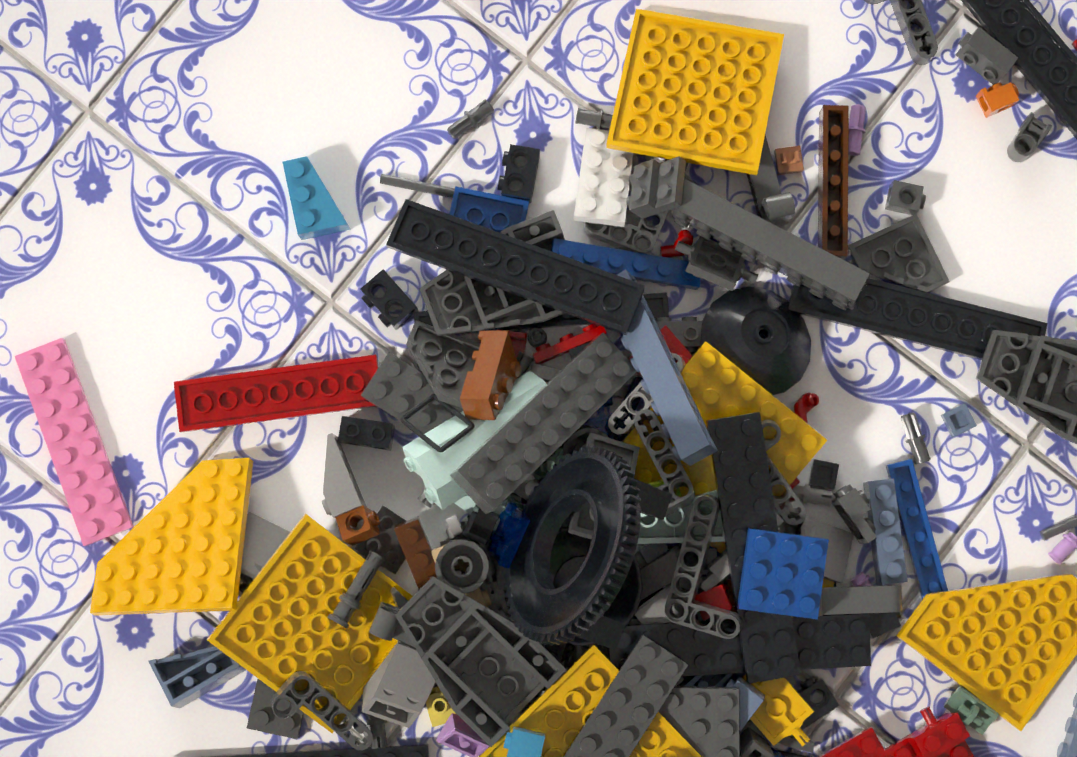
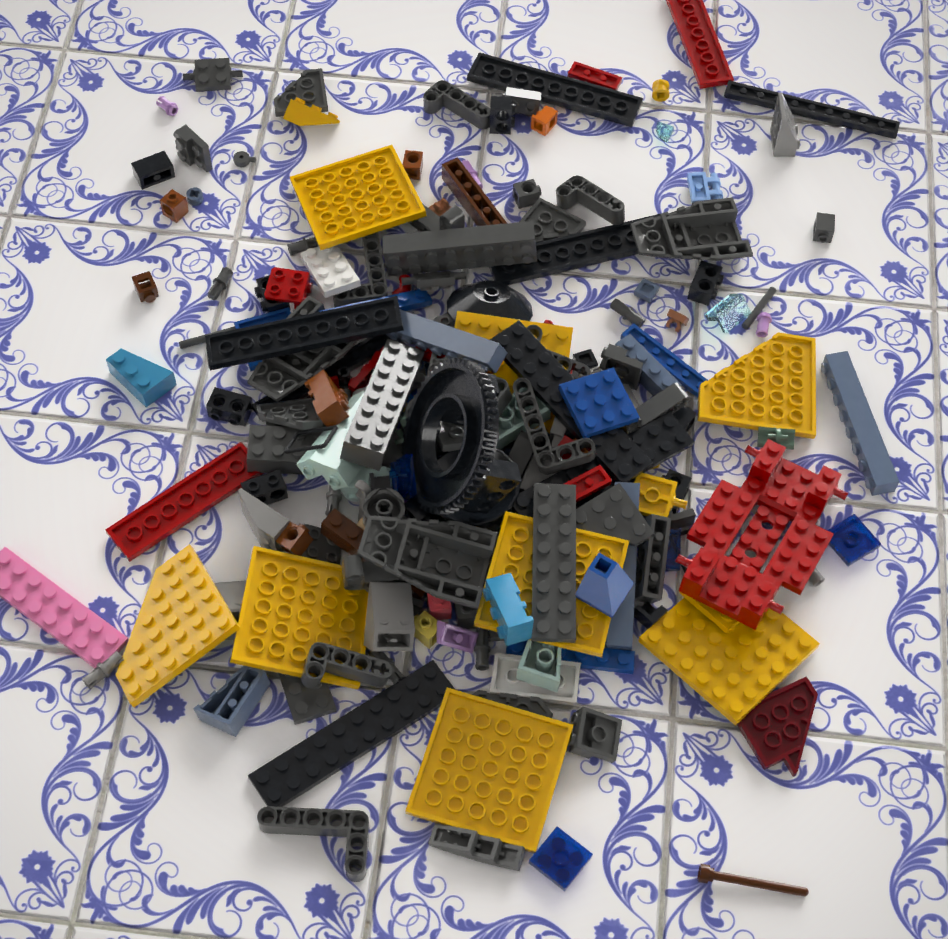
camera: 35 degrees left, 25 degrees down
(87, 549) = (102, 670): none -> light grey pin
(350, 601) = (319, 584): dark grey pin -> none
(382, 69) = (146, 291): none -> reddish brown brick
(541, 177) = (288, 286): none -> red bracket
(656, 187) = (367, 252): dark grey plate -> none
(708, 661) = (590, 482): none -> red plate
(787, 82) = (413, 164): none -> dark orange brick
(946, 66) = (501, 115): none -> black brick
(968, 480) = (676, 317): none -> nougat tile
(987, 260) = (582, 191): none -> dark grey beam
(1030, 135) = (577, 132): dark grey piece -> none
(1032, 448) = (705, 283): none -> black brick
(1035, 506) = (729, 312): none -> clear light blue panel

